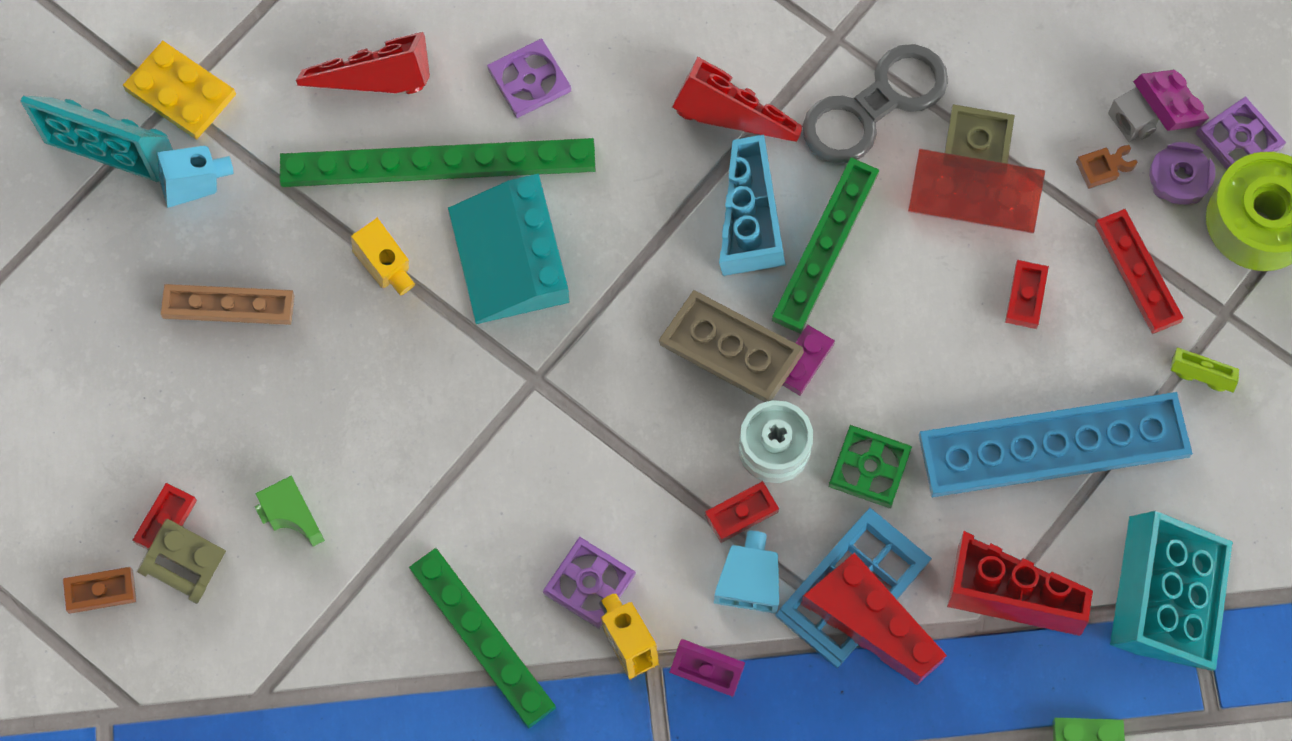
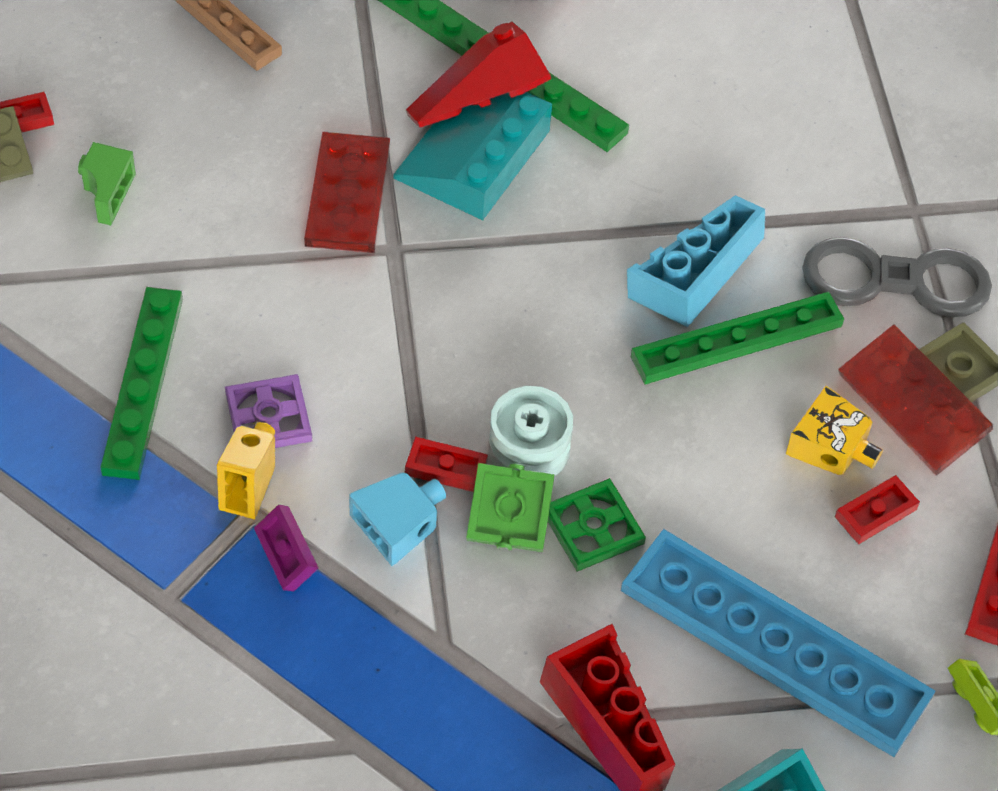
camera: 40 degrees right, 15 degrees down
(376, 246) = (368, 78): yellow torso -> none
(460, 364) = (347, 192): none -> clear red plate
(469, 187) = (491, 67): none -> red wedge
(517, 58) = (630, 35): medium lavender piece -> none
(717, 102) = (761, 170): red wedge -> none
(731, 346) = (572, 341): dark tan plate -> none
(815, 348) = (625, 404): magenta plate -> none
(816, 506) = (510, 507): none -> bright green plate
(874, 619) = (458, 610): red wedge -> none
(893, 540) = (550, 595): dark azure piece -> none
(953, 264) = (833, 435): none -> yellow torso

